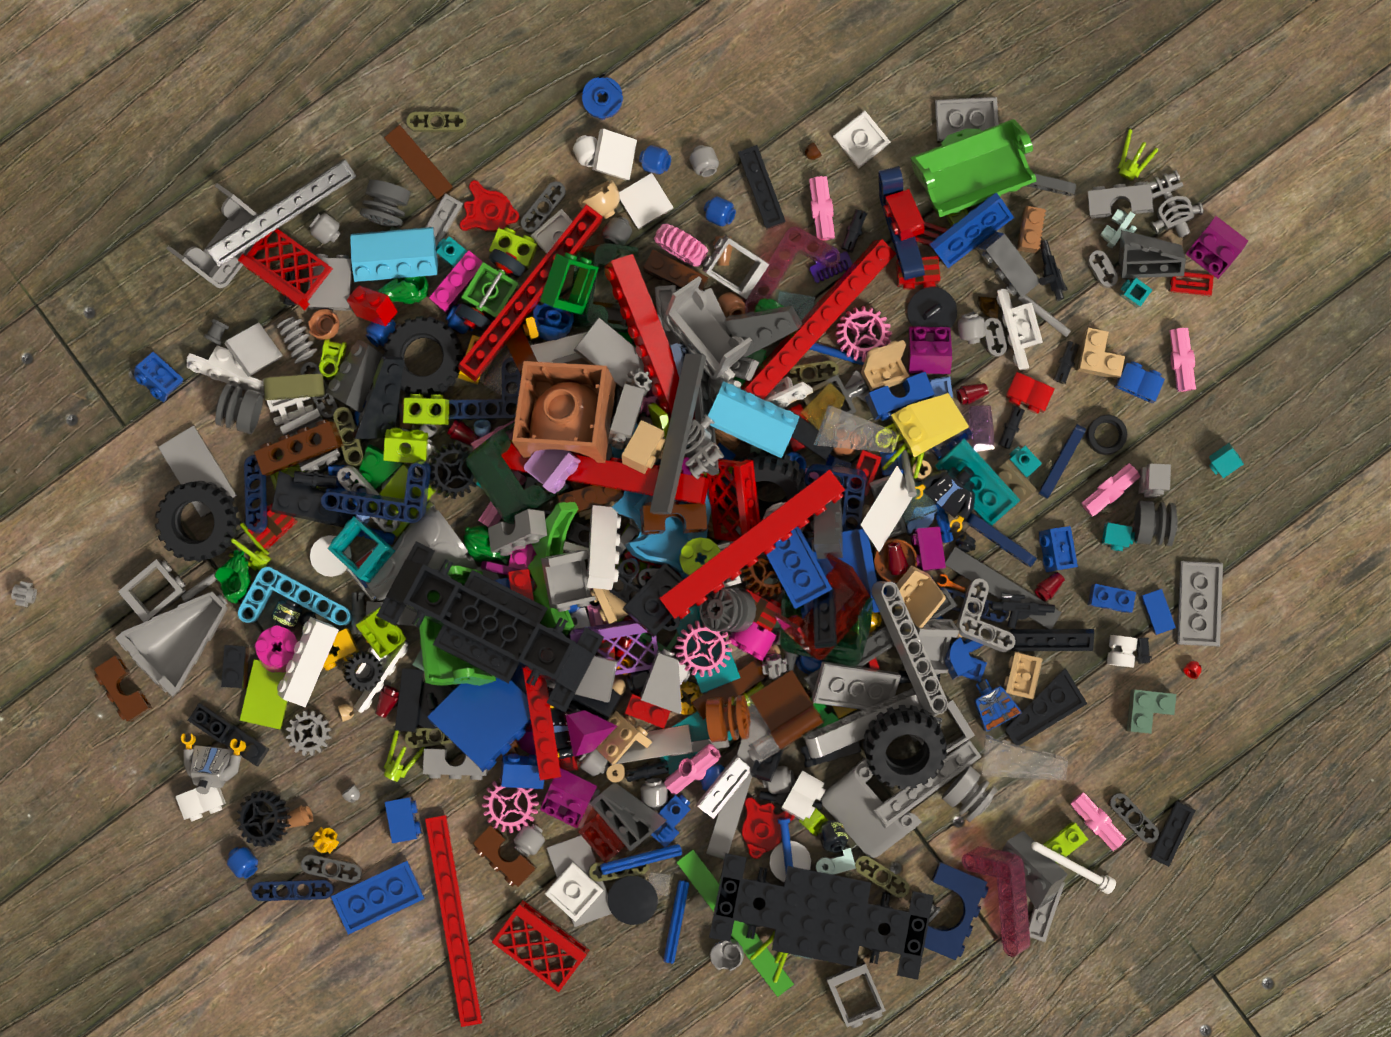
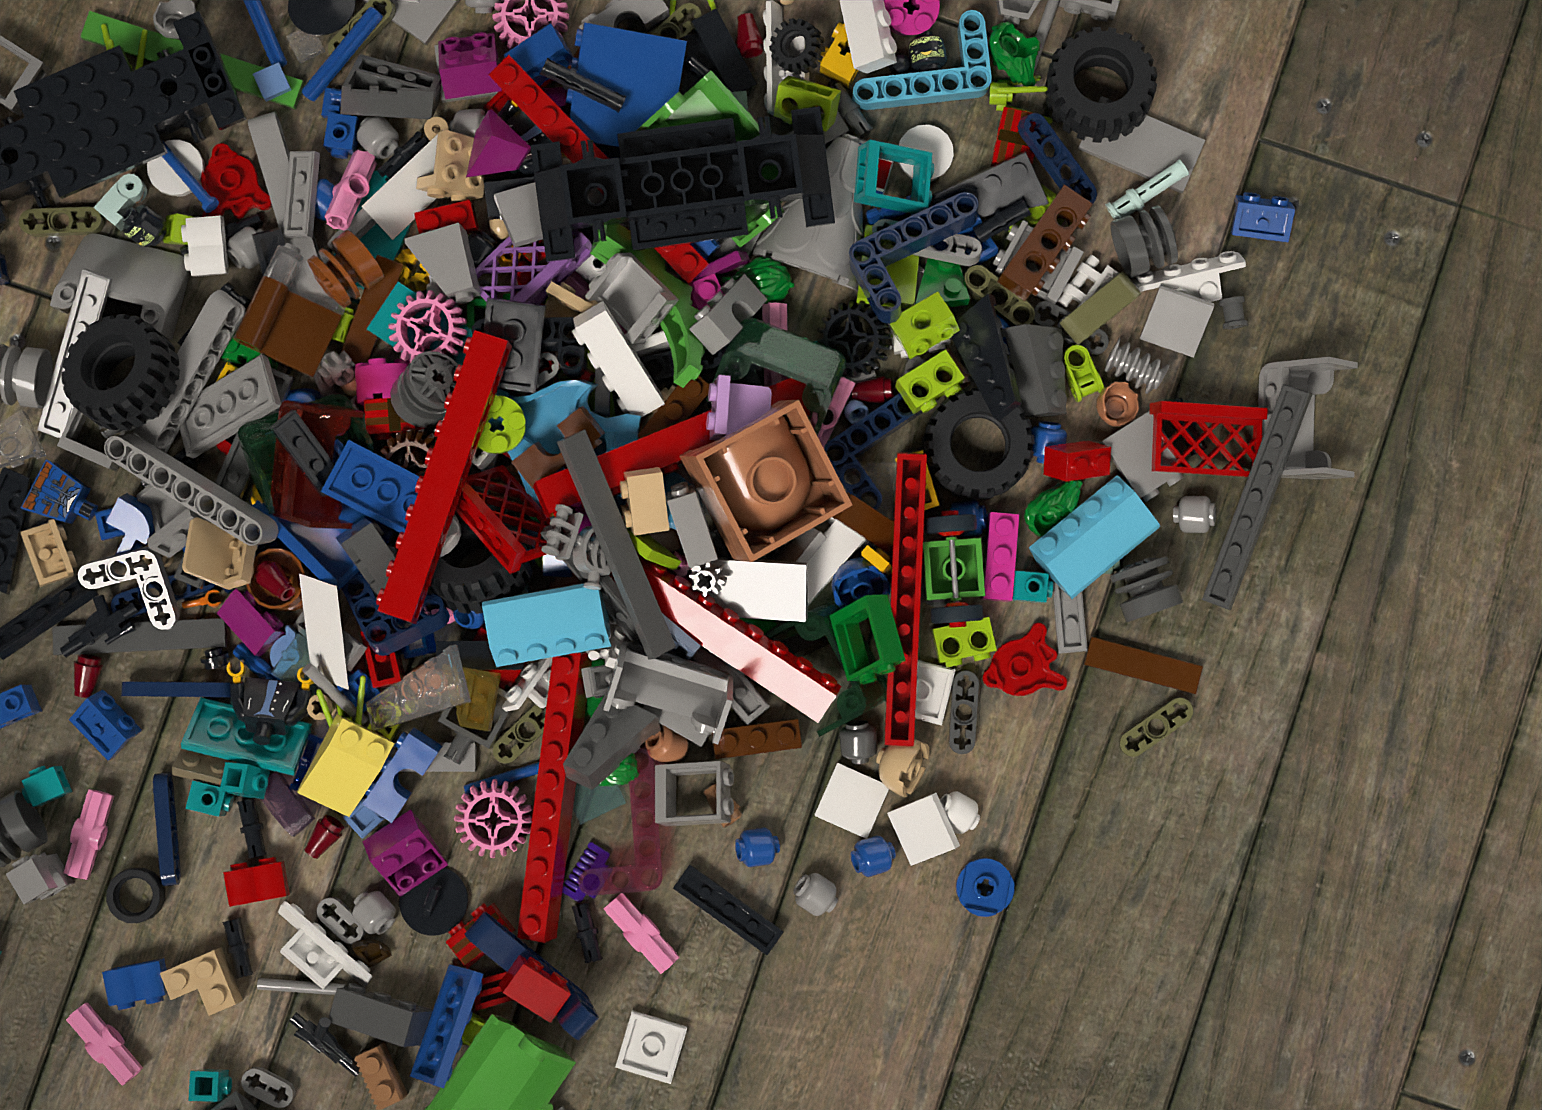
camera: 145 degrees right, 0 degrees up
(189, 438) = (1135, 199): none -> light aqua pin
(512, 738) = (582, 85): none -> black pin
(601, 838) = (402, 46): clear red brick -> none
(681, 245) = (773, 775): bright pink gear -> none
(695, 872) = (272, 82): none -> medium blue tile
(812, 152) = (697, 992): reddish brown hinge -> none
(884, 366) = (441, 795): tan bracket -> none
(995, 455) = (244, 780): none -> teal brick

